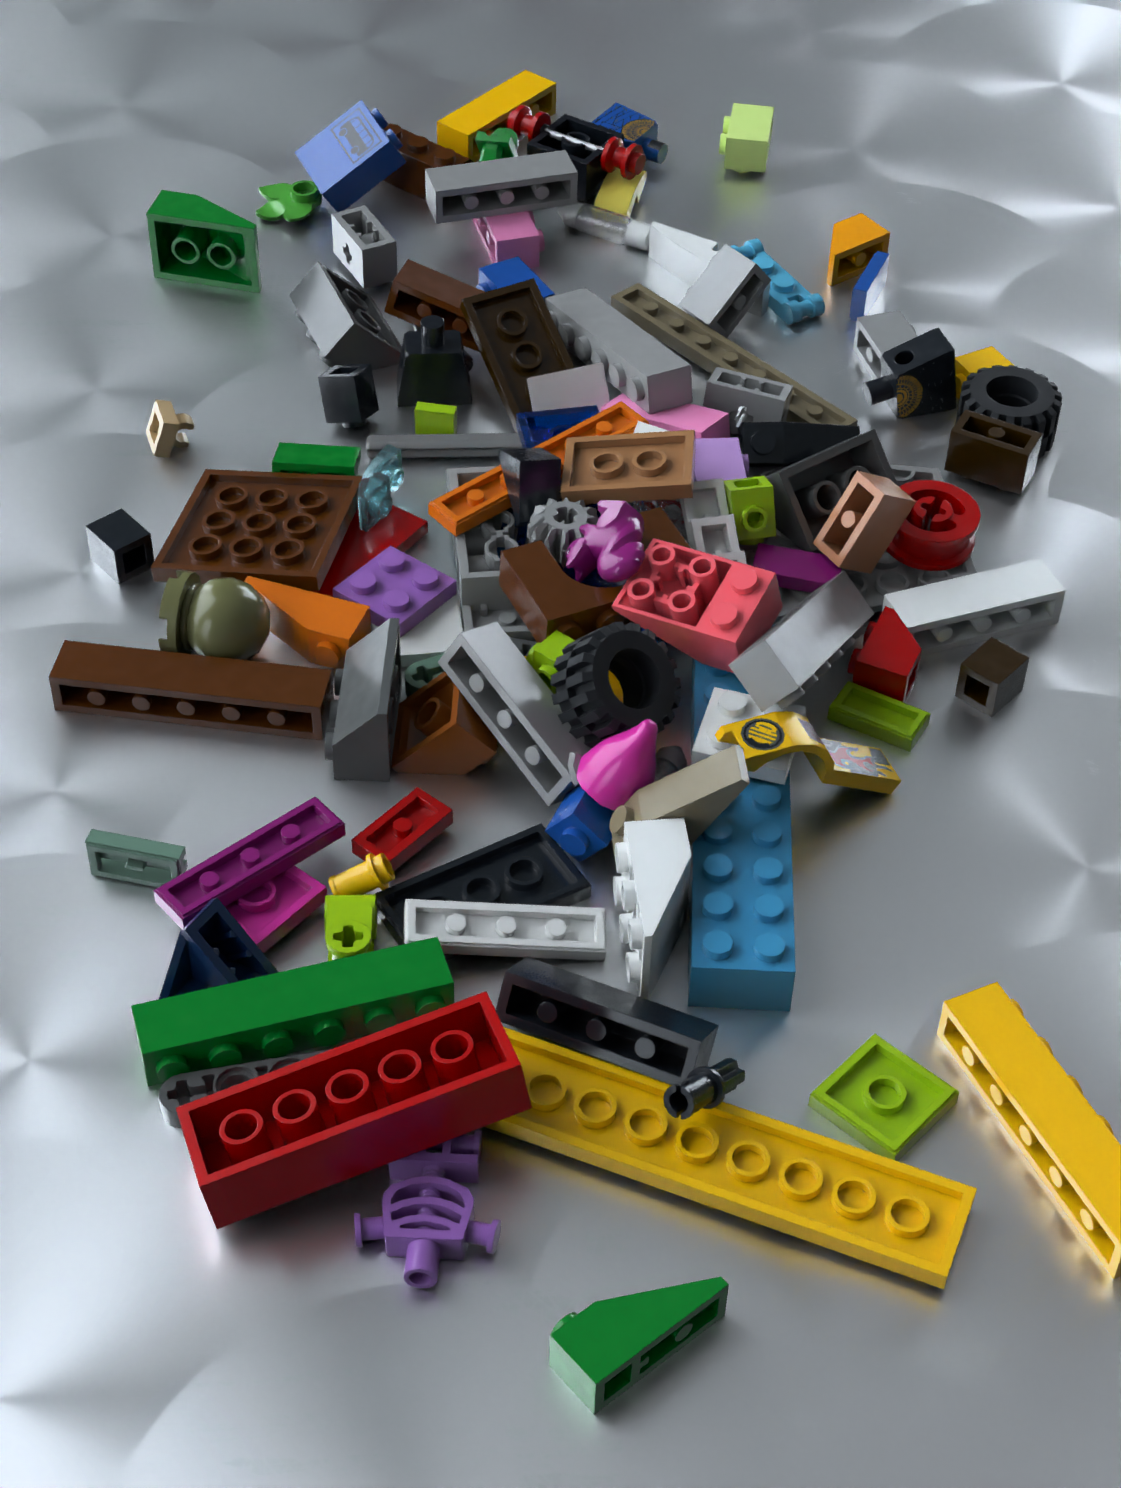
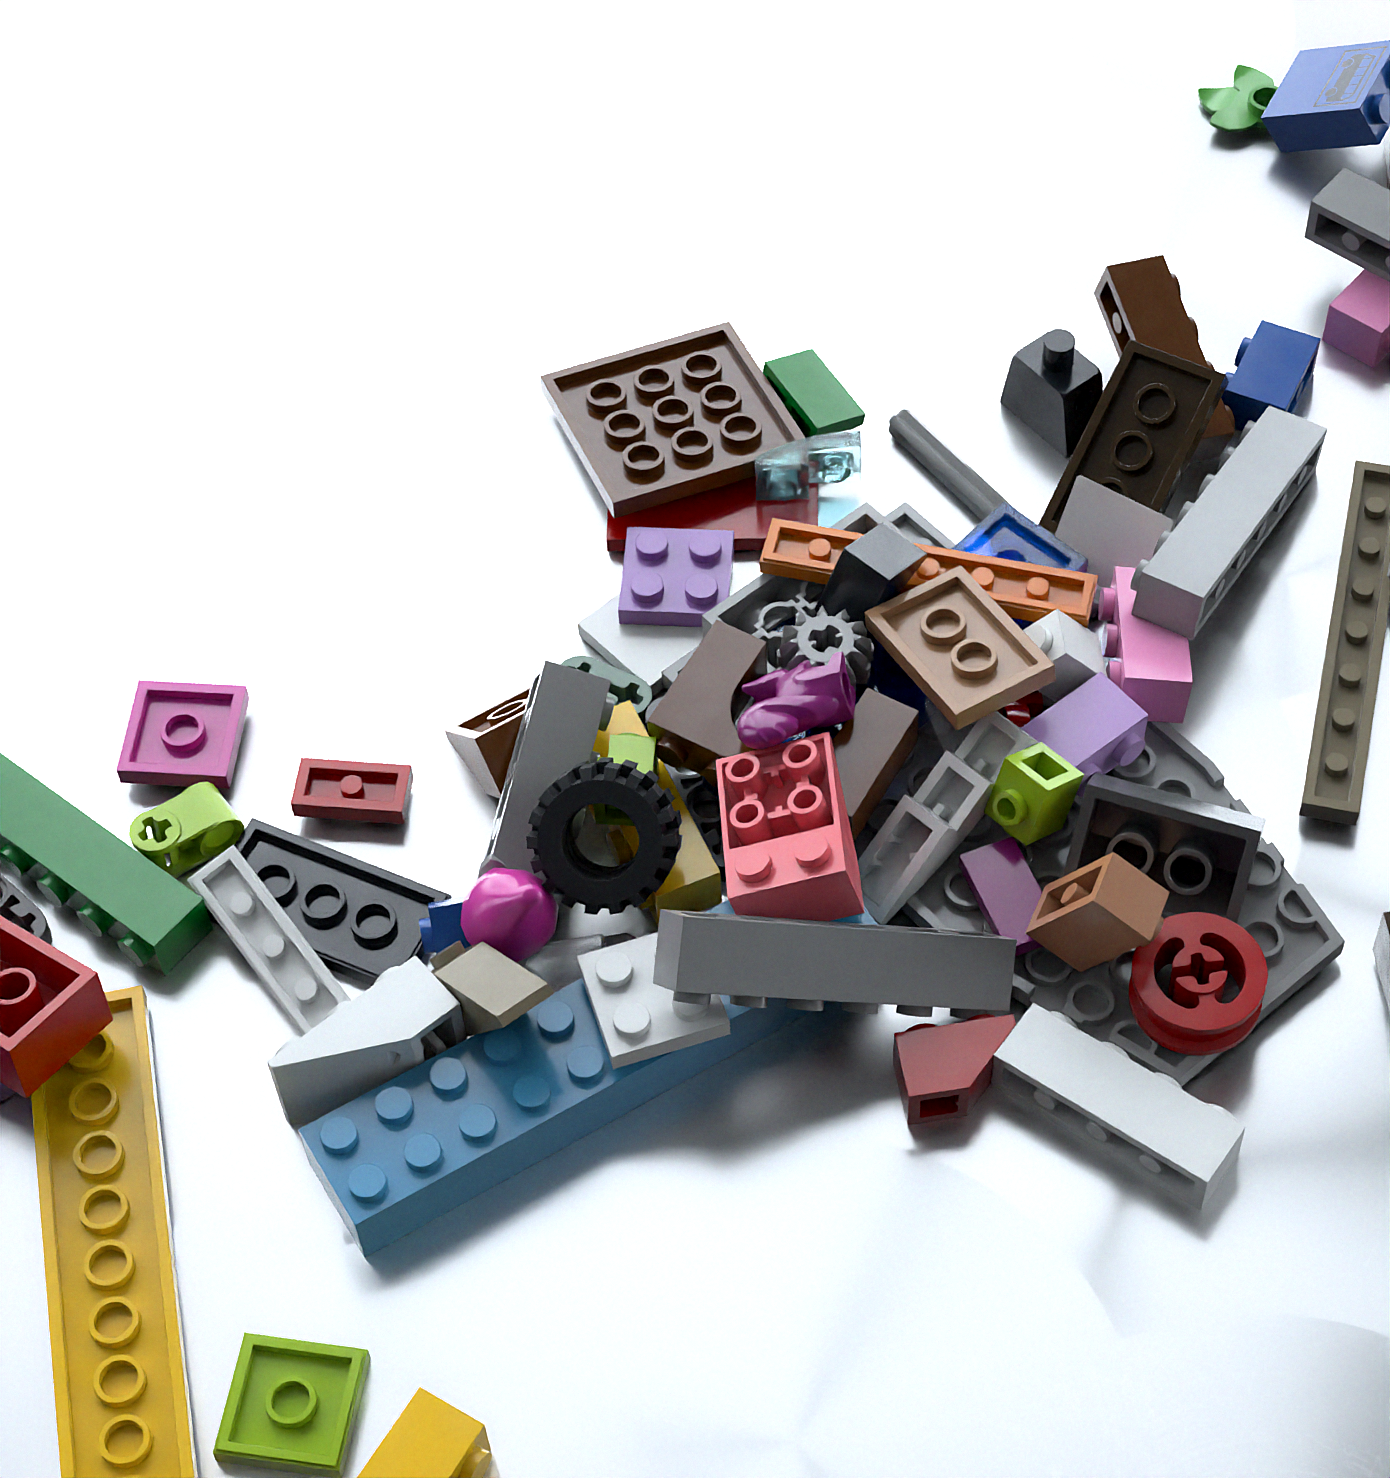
camera: 60 degrees right, 10 degrees up
(120, 546) = (561, 332): black brick -> none
(134, 858) = (160, 619): sand green tile -> none
(164, 427) = (765, 256): tan tile -> none
(192, 689) = (413, 518): reddish brown brick -> none
(202, 243) = (1057, 78): green slope -> none
(213, 618) = (492, 463): olive tile -> none
(213, 953) = (77, 753): dark blue slope -> none
(251, 861) = (206, 700): magenta tile -> none
(312, 622) = (575, 549): orange slope -> none
(344, 321) = (1060, 269): dark grey slope -> none
(348, 394) = (941, 351): black brick -> none
(363, 877) = (265, 800): yellow pin -> none
(364, 246) = (1207, 207): light grey brick -> none
(366, 707) = (483, 662): dark grey slope -> none
(435, 418) = (978, 446): lime tile -> none
(604, 1021) = (201, 1103): black brick -> none
(703, 1088) = (158, 1230): black axle -> none
(734, 391) = (1266, 693): light grey brick -> none
(788, 441) = (1242, 777): black slope -> none
(833, 761) = (682, 1063): yellow piece -> none
(878, 716) = (867, 1108): lime tile -> none
(991, 676) = (1013, 1185): dark brown brick -> none

